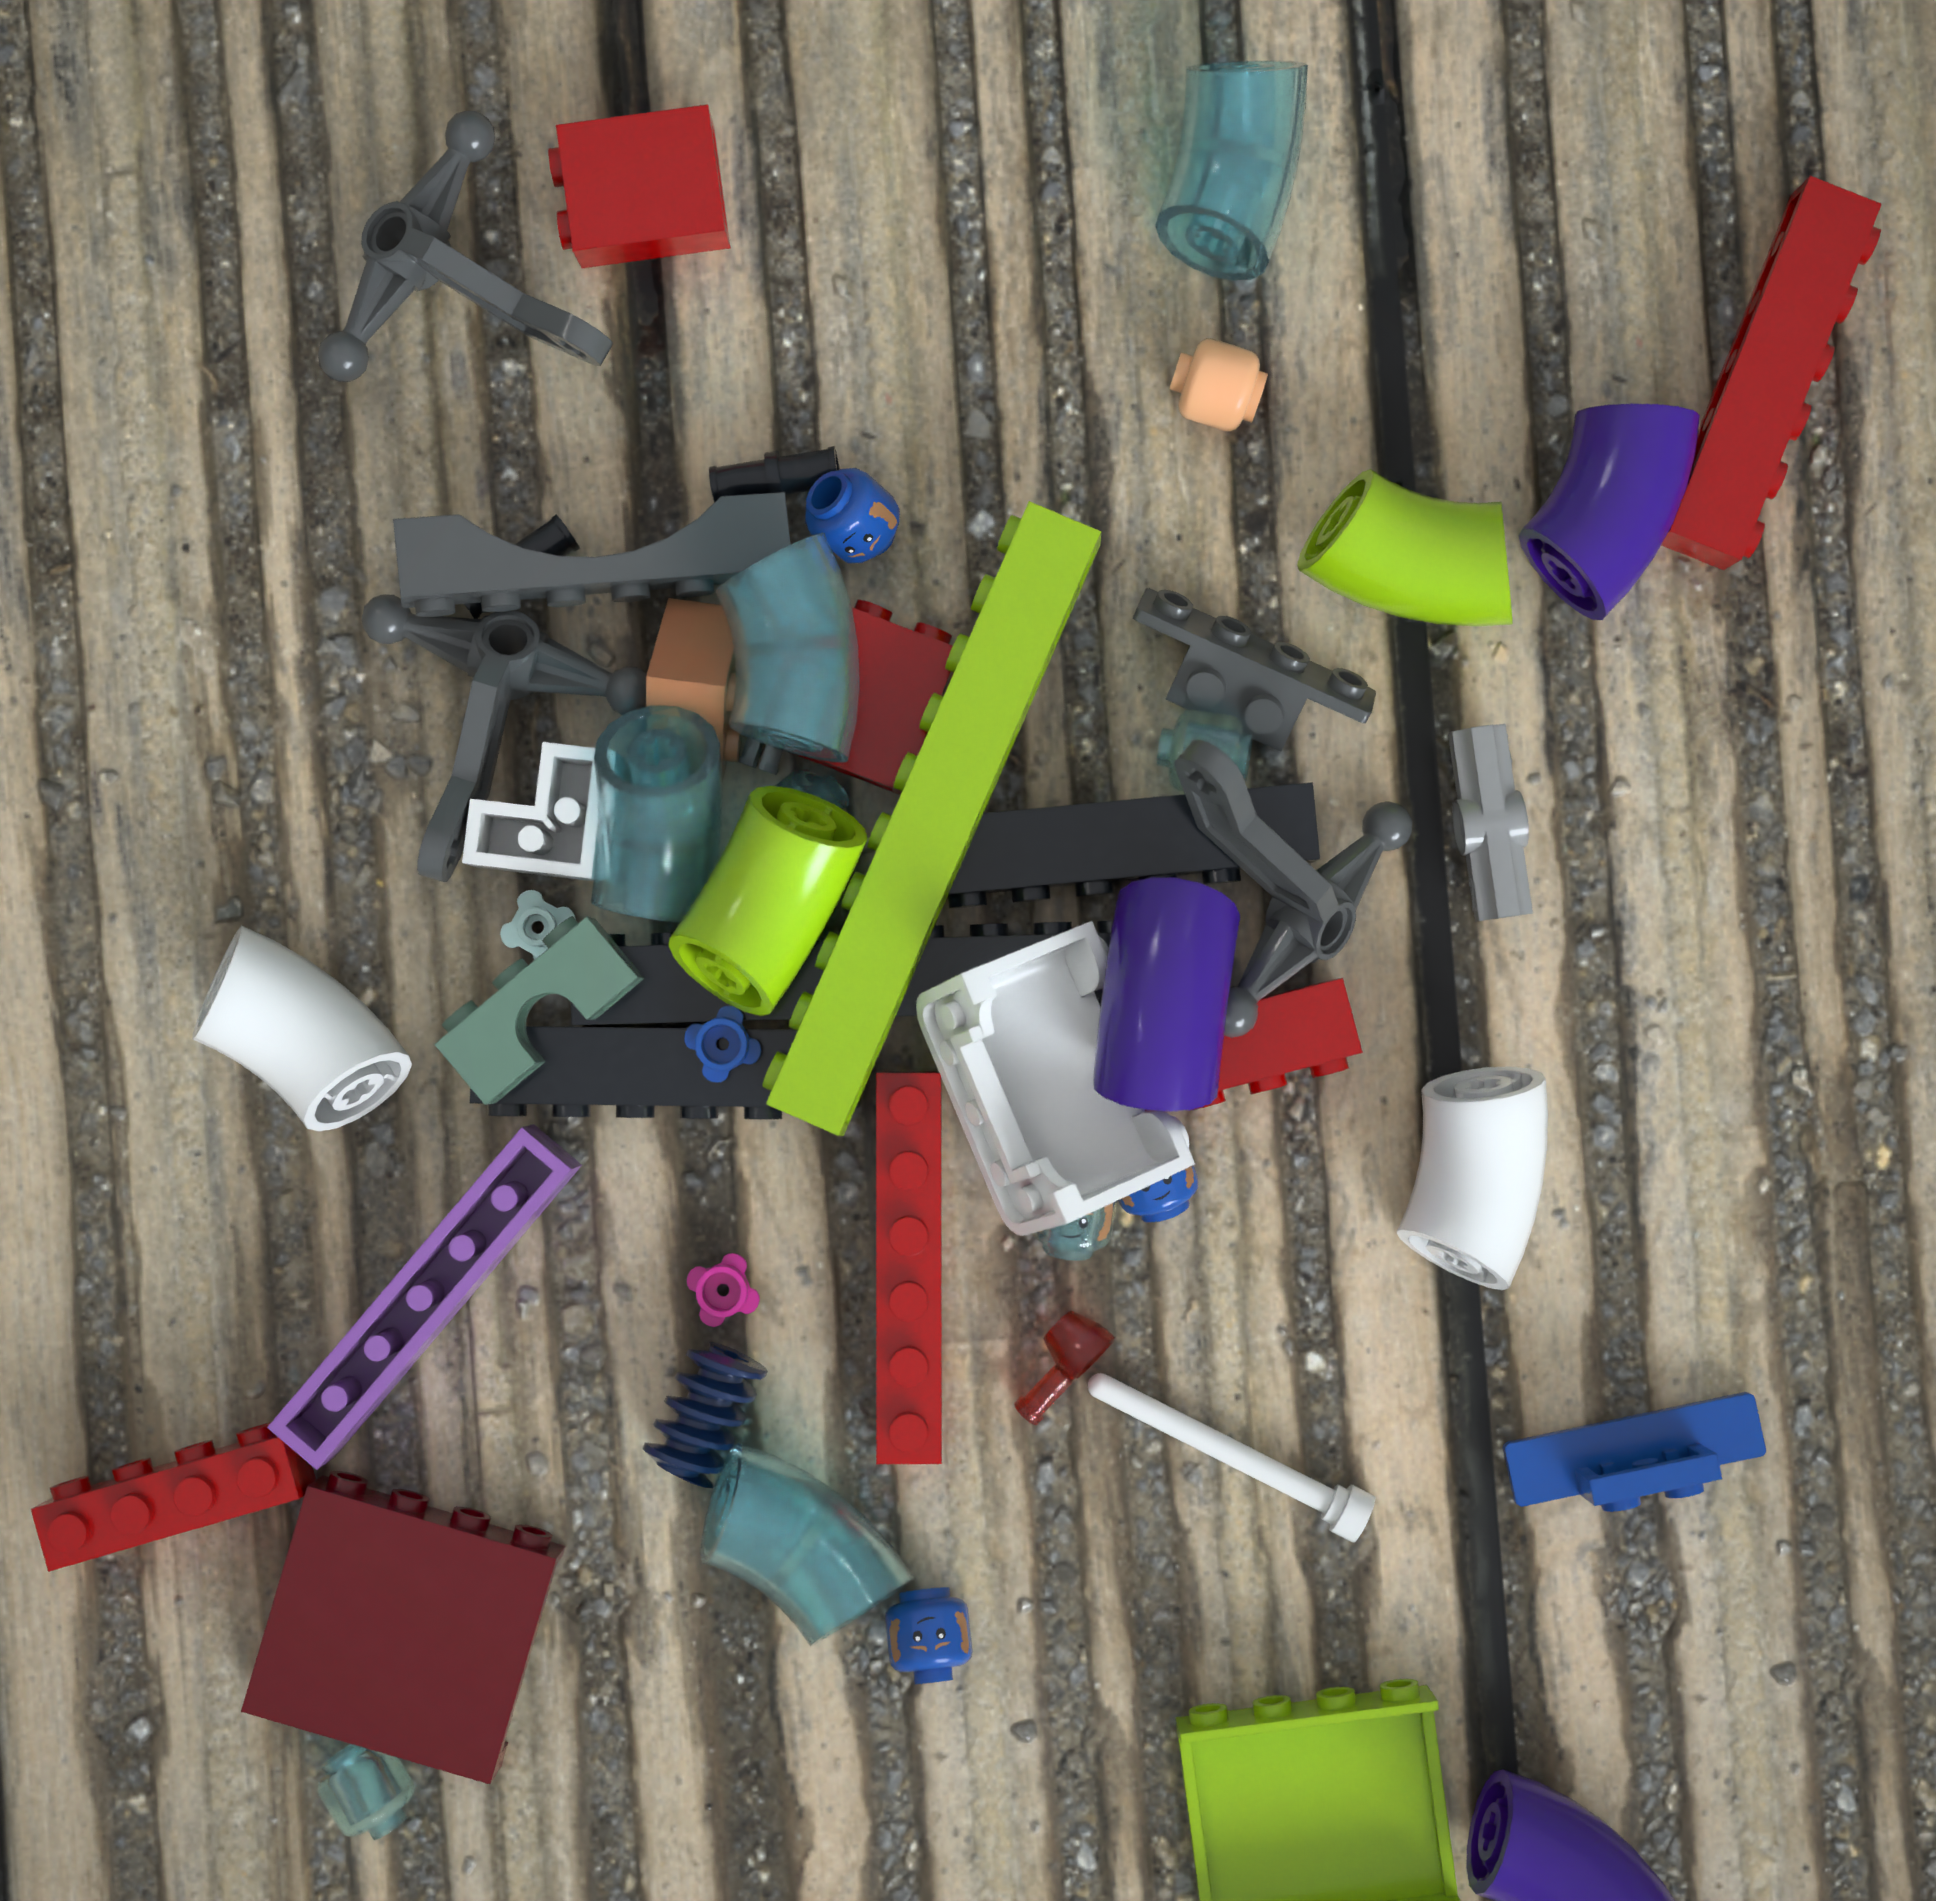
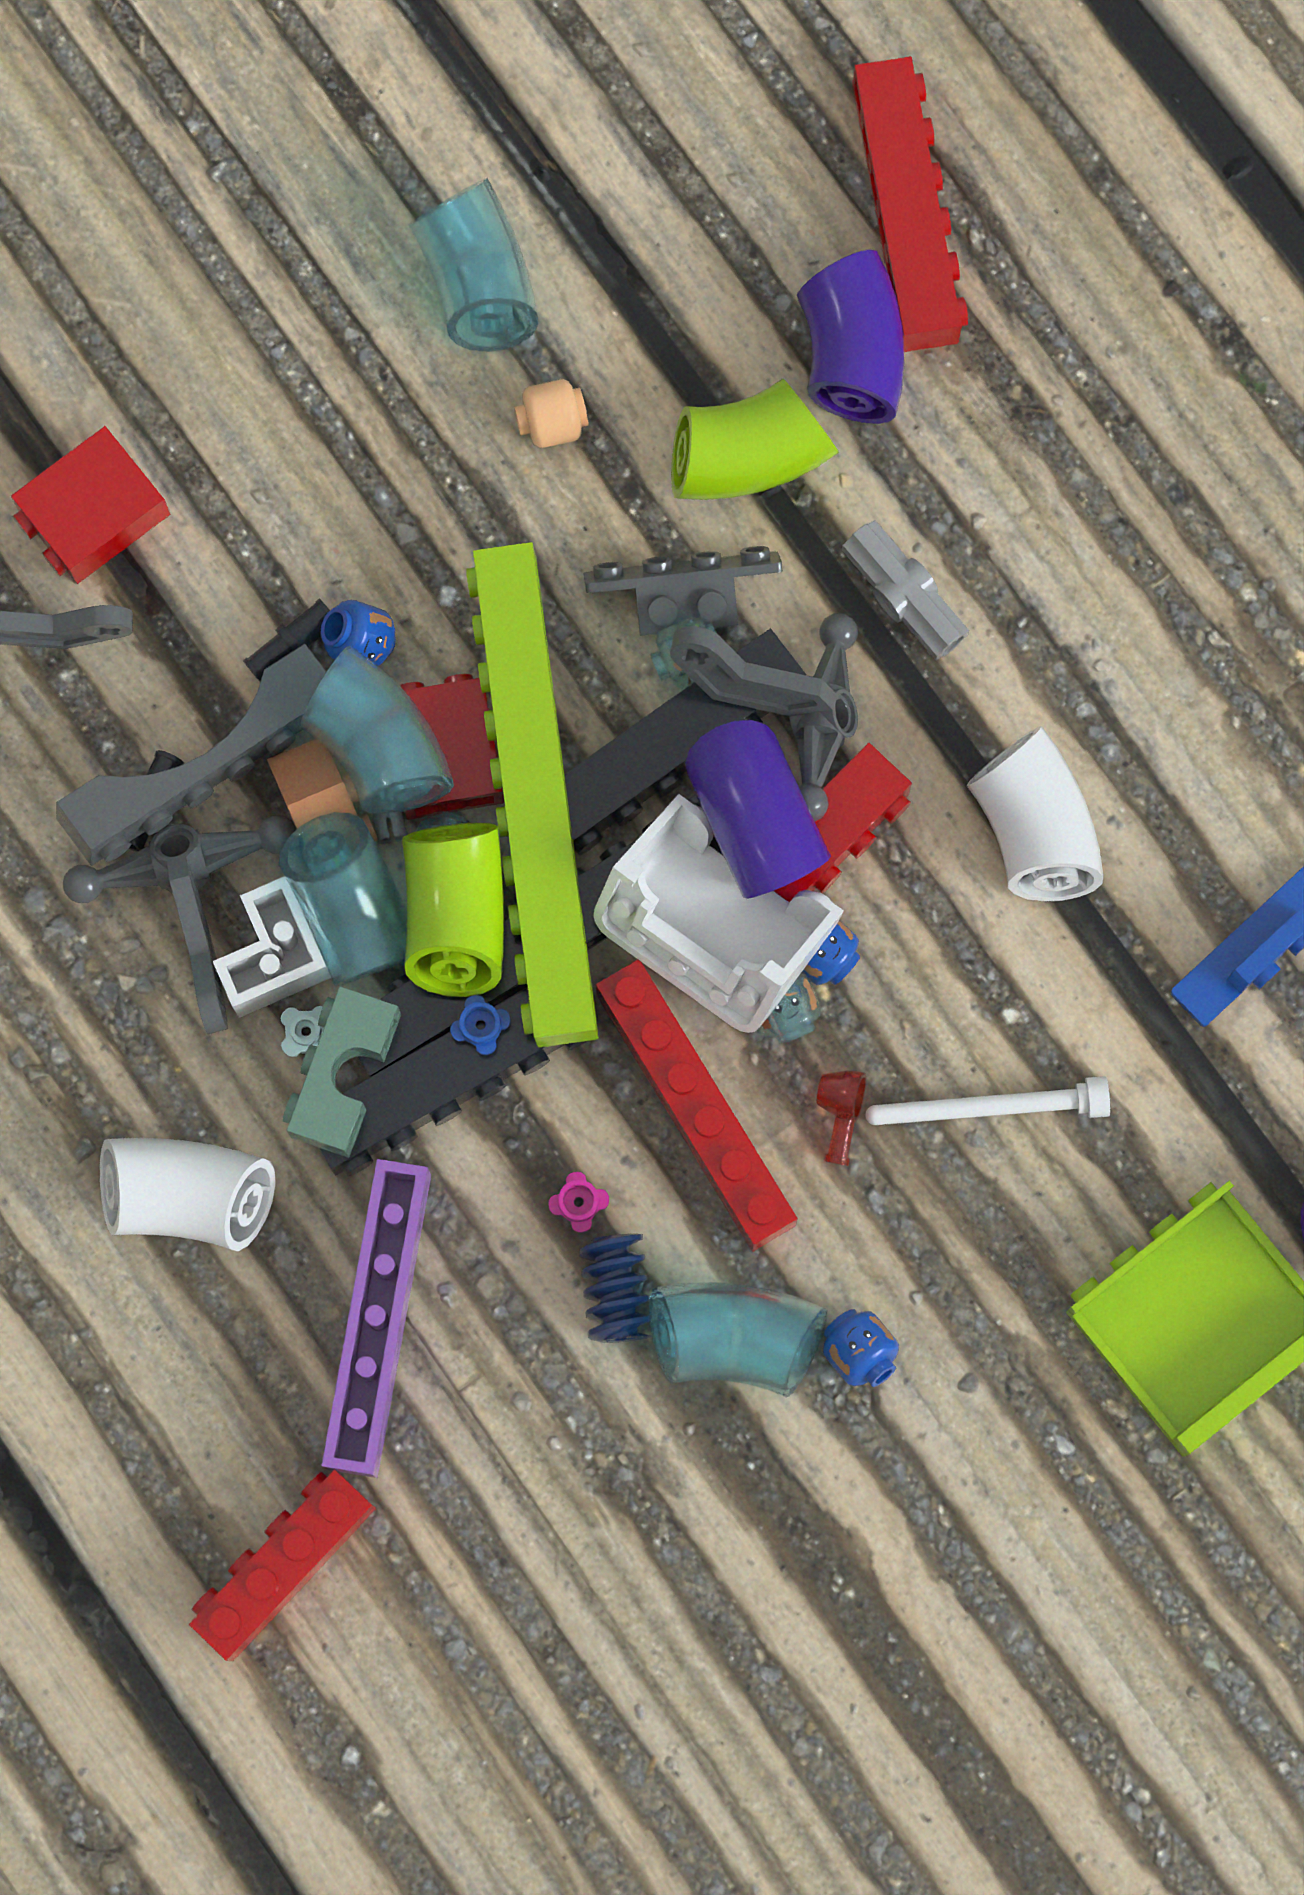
camera: 30 degrees left, 10 degrees down
(365, 1791) = (535, 1691): clear light blue head -> none
(402, 1626) = (495, 1559): dark red panel -> none

